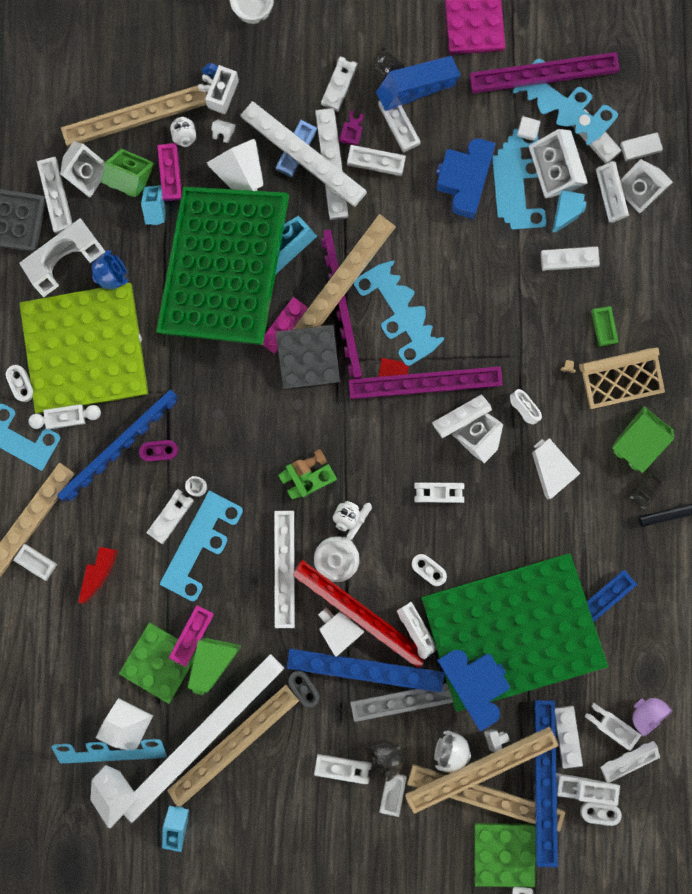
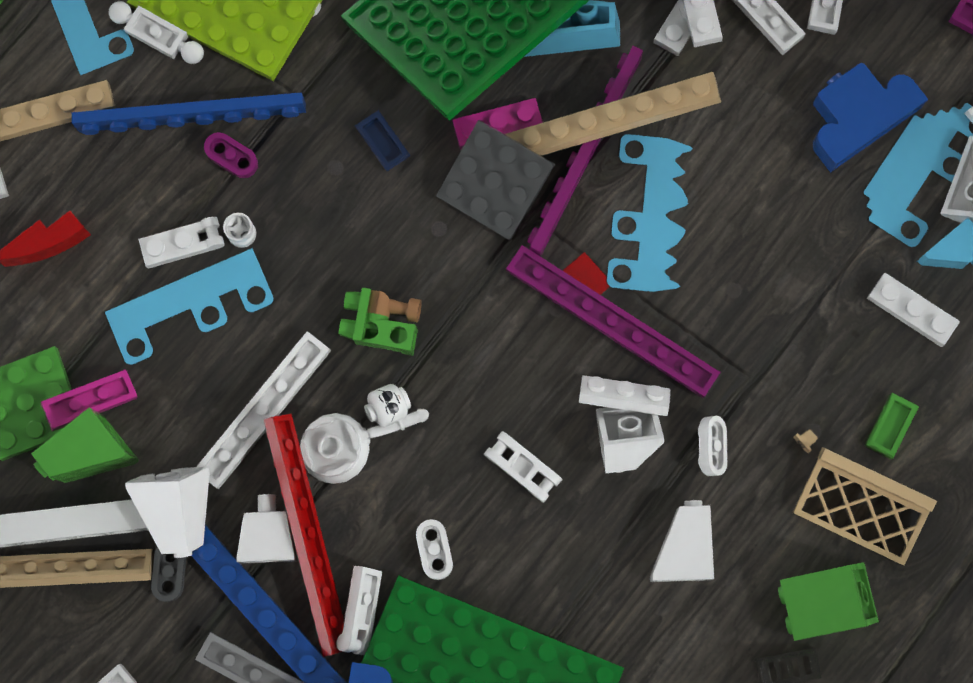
camera: 40 degrees right, 5 degrees down
(231, 381) = (382, 140): none -> dark blue tile
(282, 655) = (173, 508): none -> white slope

